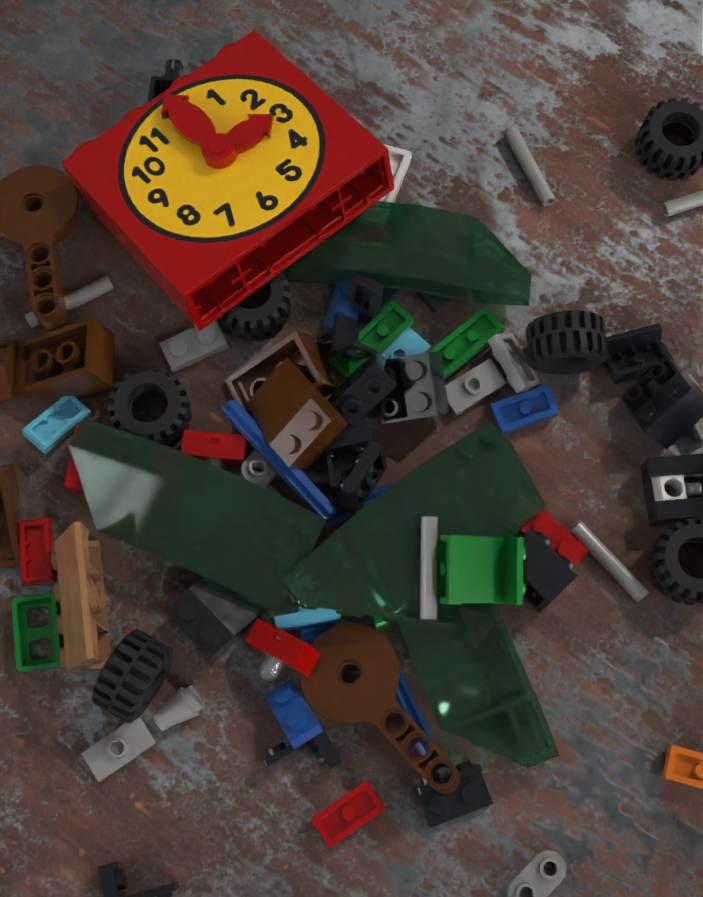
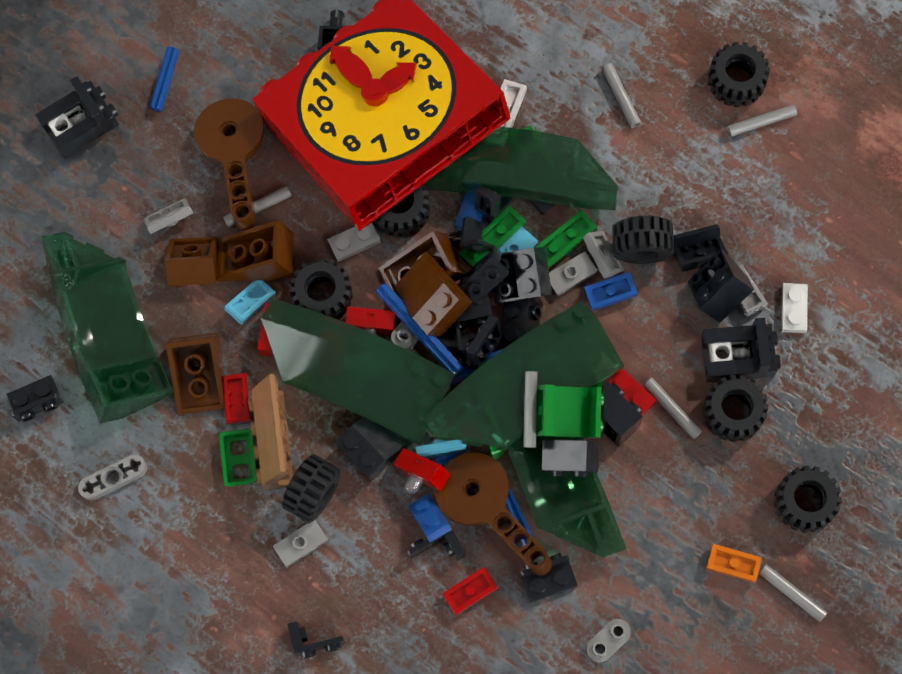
camera: 10 degrees right, 0 degrees up
(179, 708) = (346, 513): light grey cone -> none
(407, 447) = (519, 318): none -> black bracket
(481, 630) = (570, 456): none -> brick

